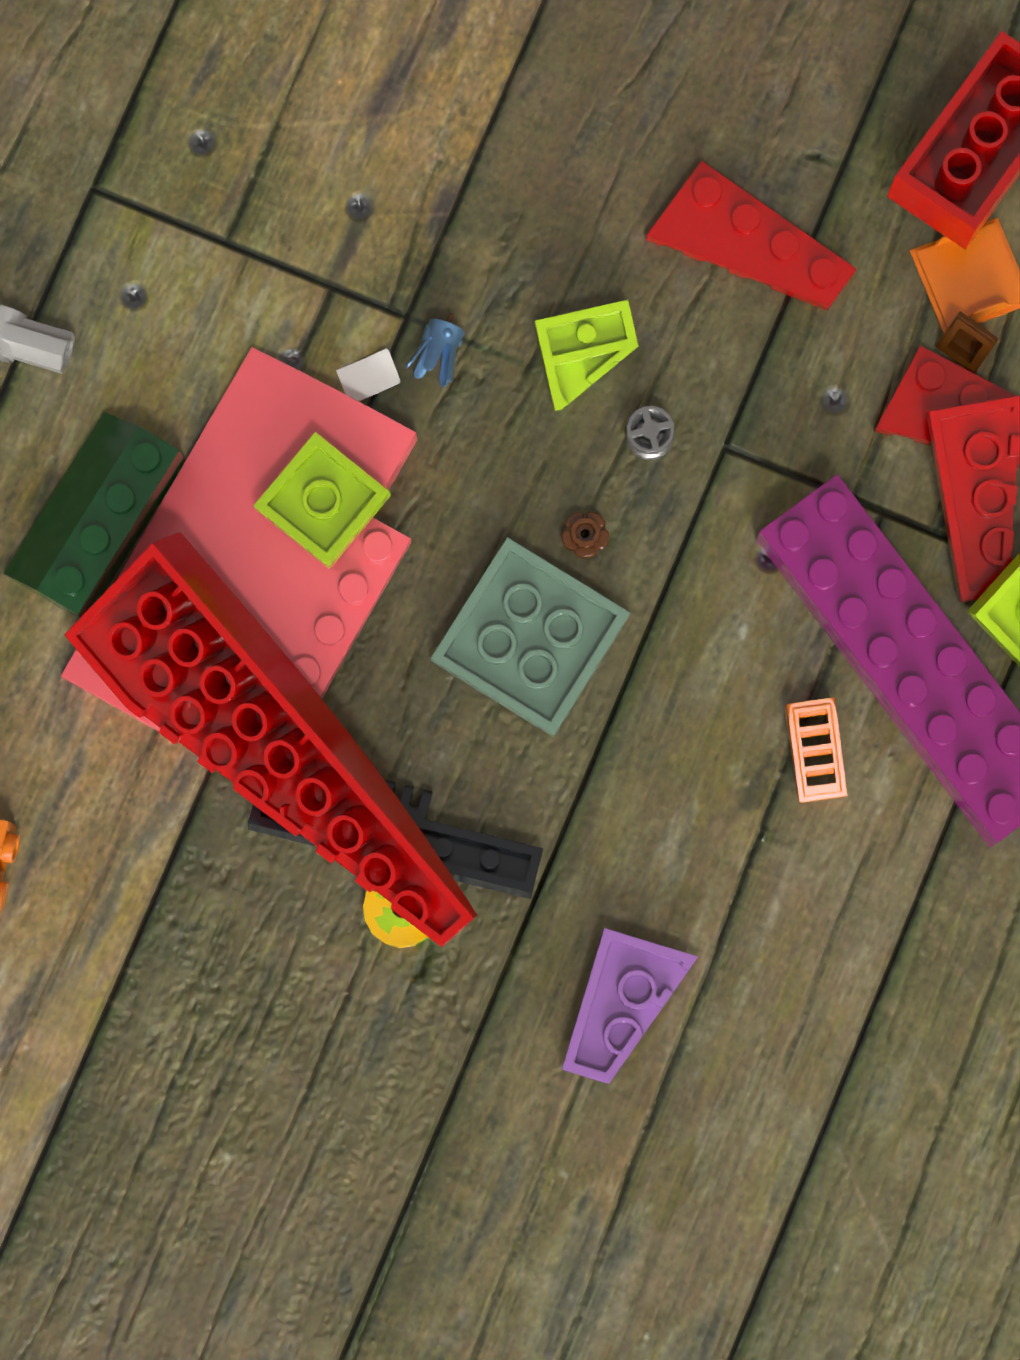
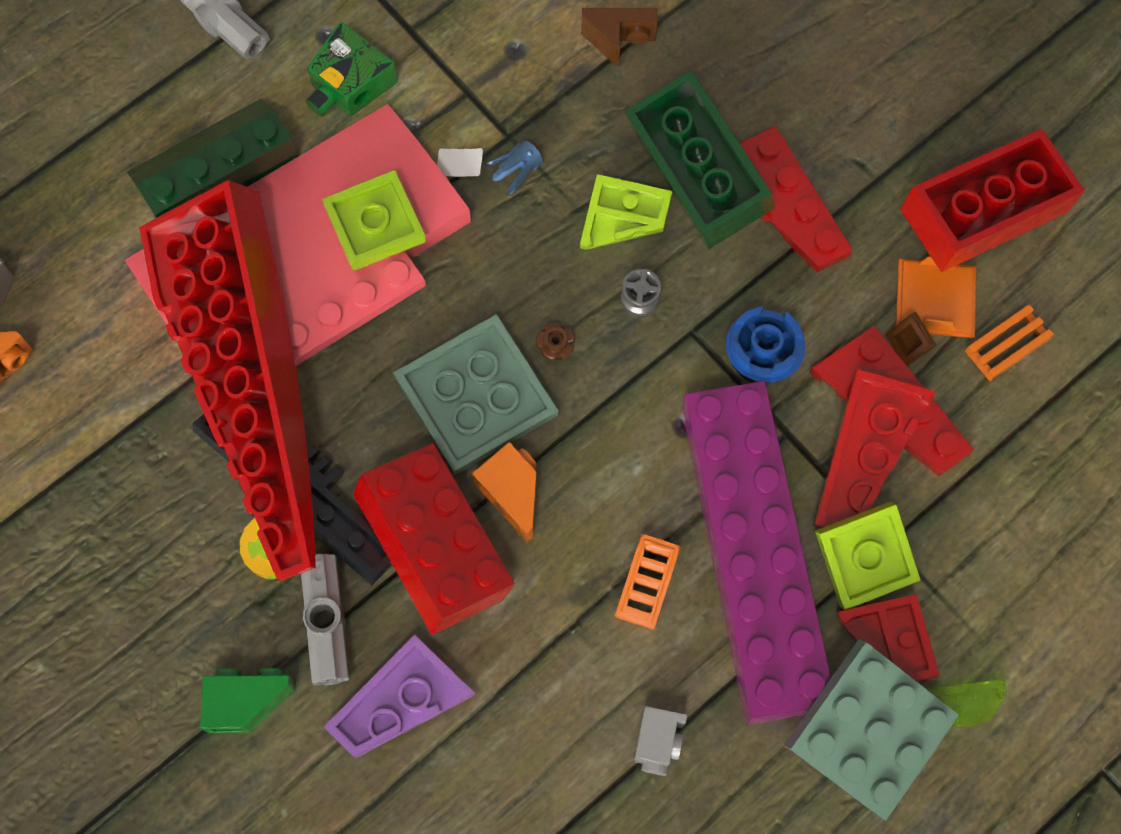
camera: 20 degrees right, 10 degrees down
(190, 335) = (348, 73): none -> green torso
(455, 134) = (609, 26): none -> reddish brown slope
(463, 1087) = (241, 702): none -> green slope
(519, 987) = (325, 645): none -> light grey piece
(571, 818) = (432, 538): none -> red brick
(624, 721) = (510, 486): none -> orange slope
(641, 249) = (700, 159): none -> dark green brick
(818, 432) = (765, 345): none -> blue cone
(910, 910) = (658, 740): none -> light grey brick

